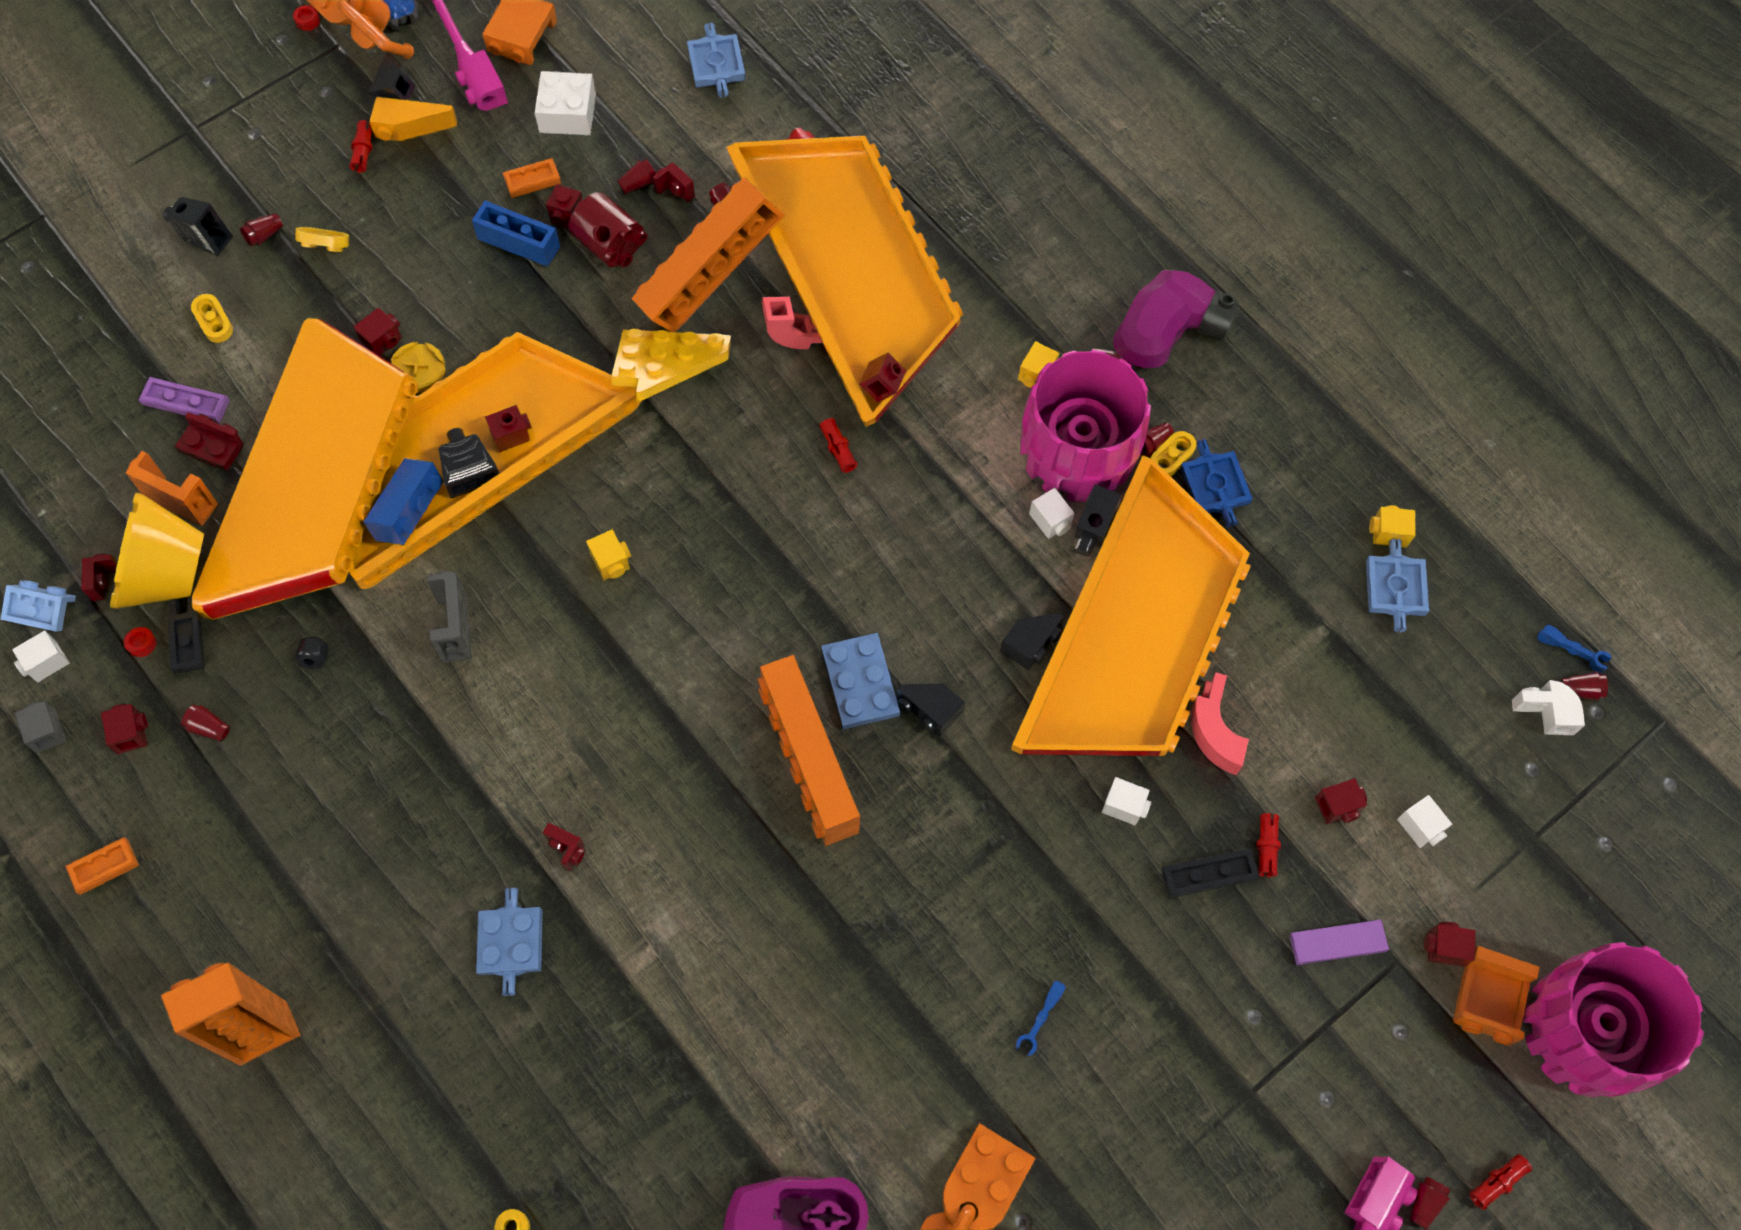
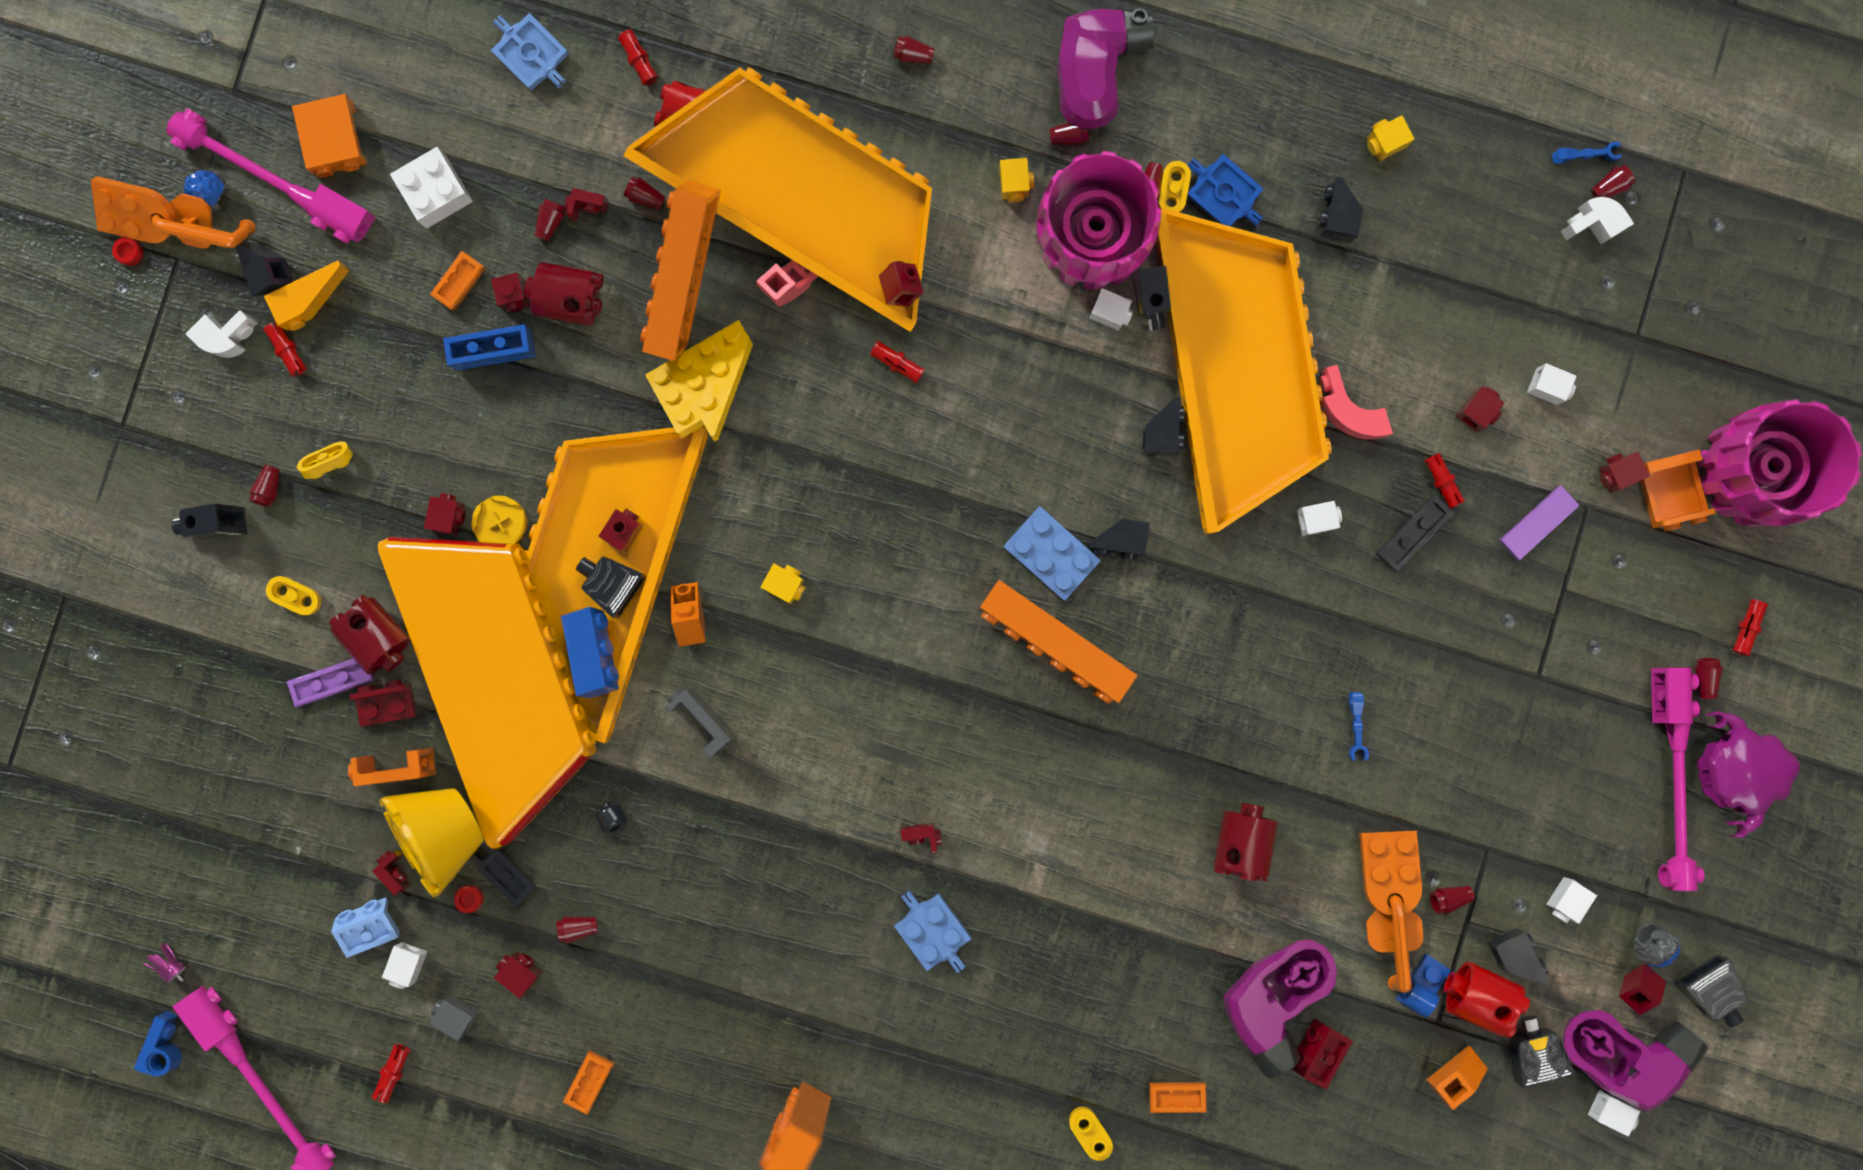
camera: 30 degrees left, 20 degrees up
(242, 377) = (377, 643): none -> dark red cylinder
(323, 112) = (220, 339): none -> white brick
(509, 529) = (687, 614): none -> orange slope
(796, 109) = (637, 57): none -> red pin
(858, 1050) = (1246, 843): none -> dark red cylinder
(1020, 228) = (912, 50): none -> dark red cone
(1311, 561) = (1342, 212): none -> black slope
(1397, 585) = (1421, 190): medium blue plate -> none

